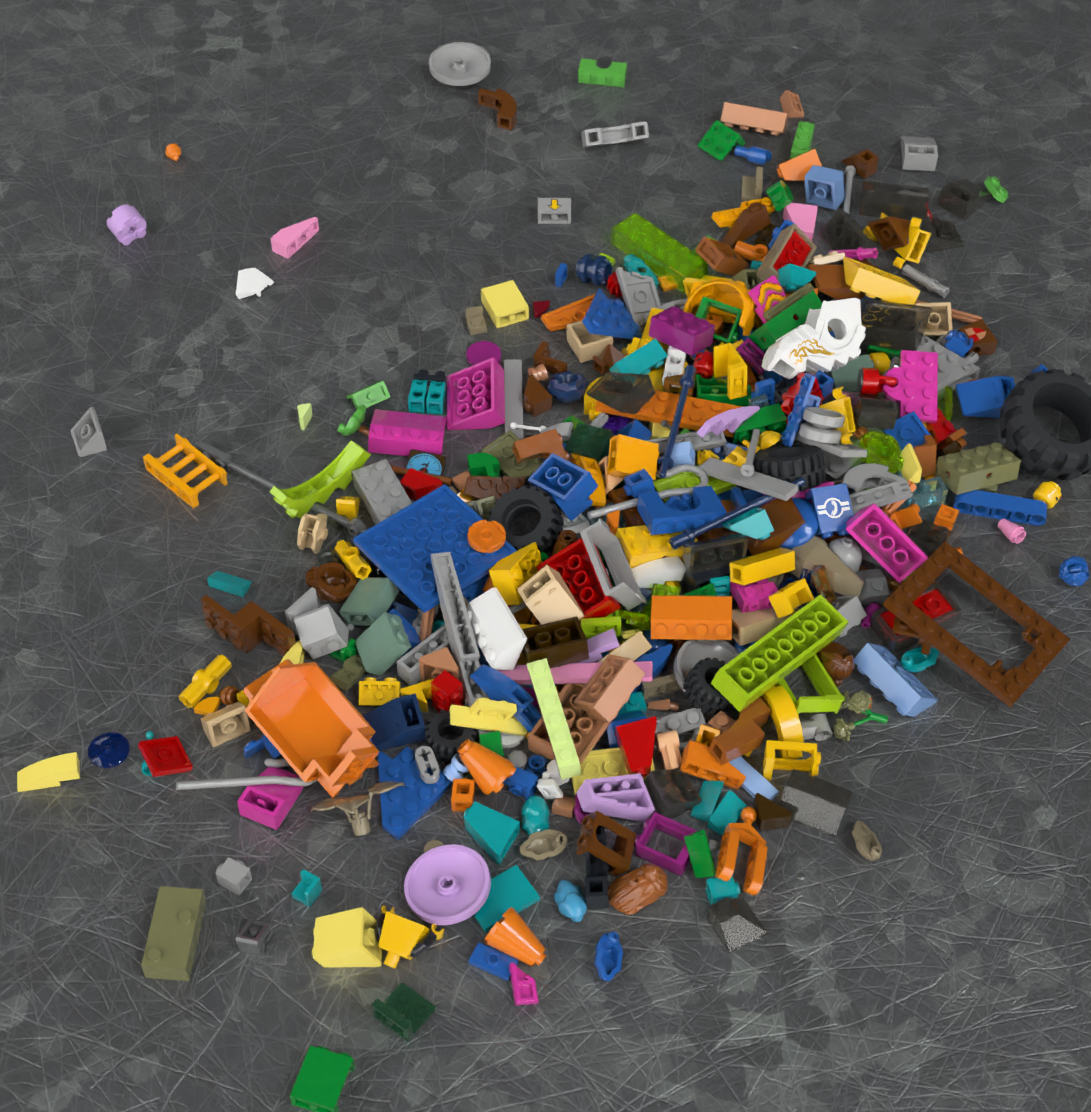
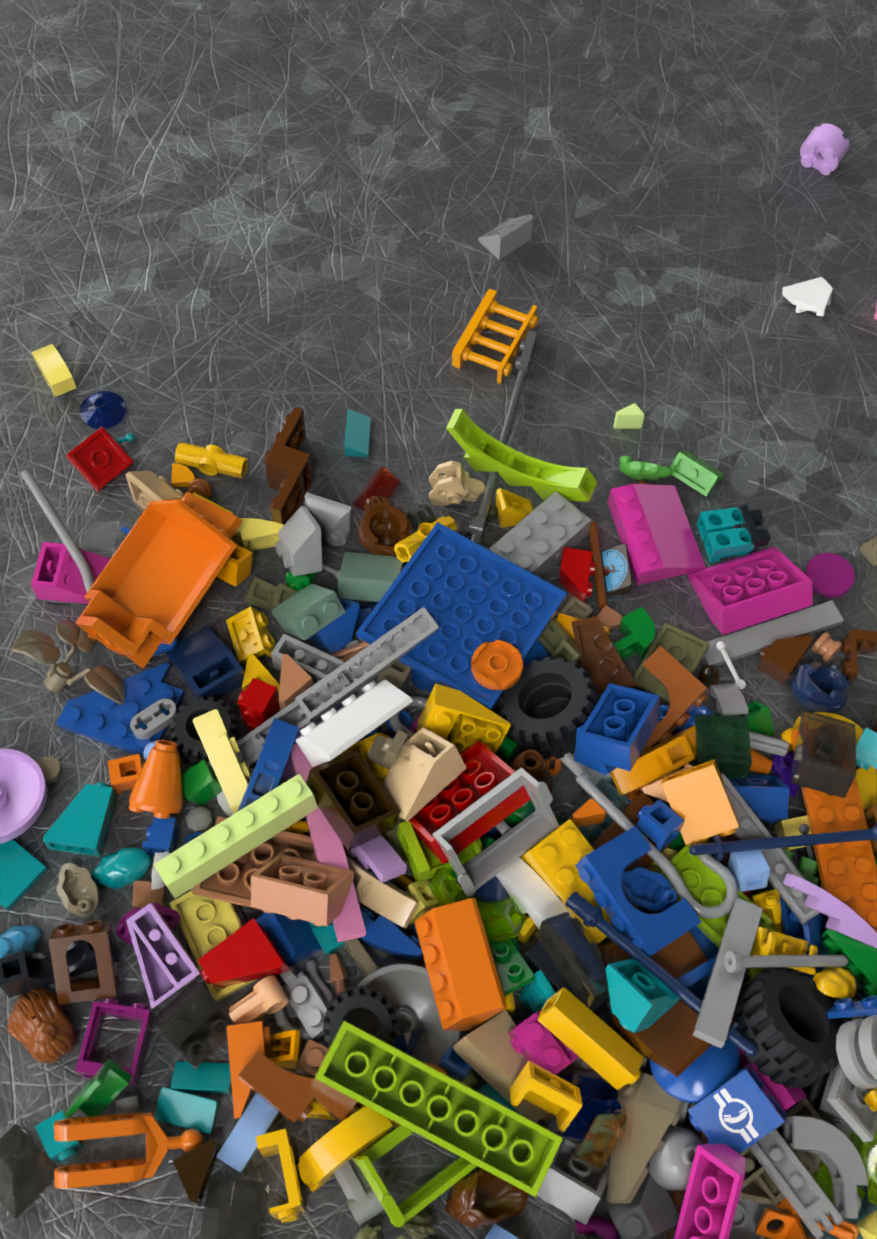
camera: 70 degrees right, 10 degrees up
(286, 585) = (381, 484): none -> clear red slope
(526, 612) = (386, 750): none -> dark tan bracket

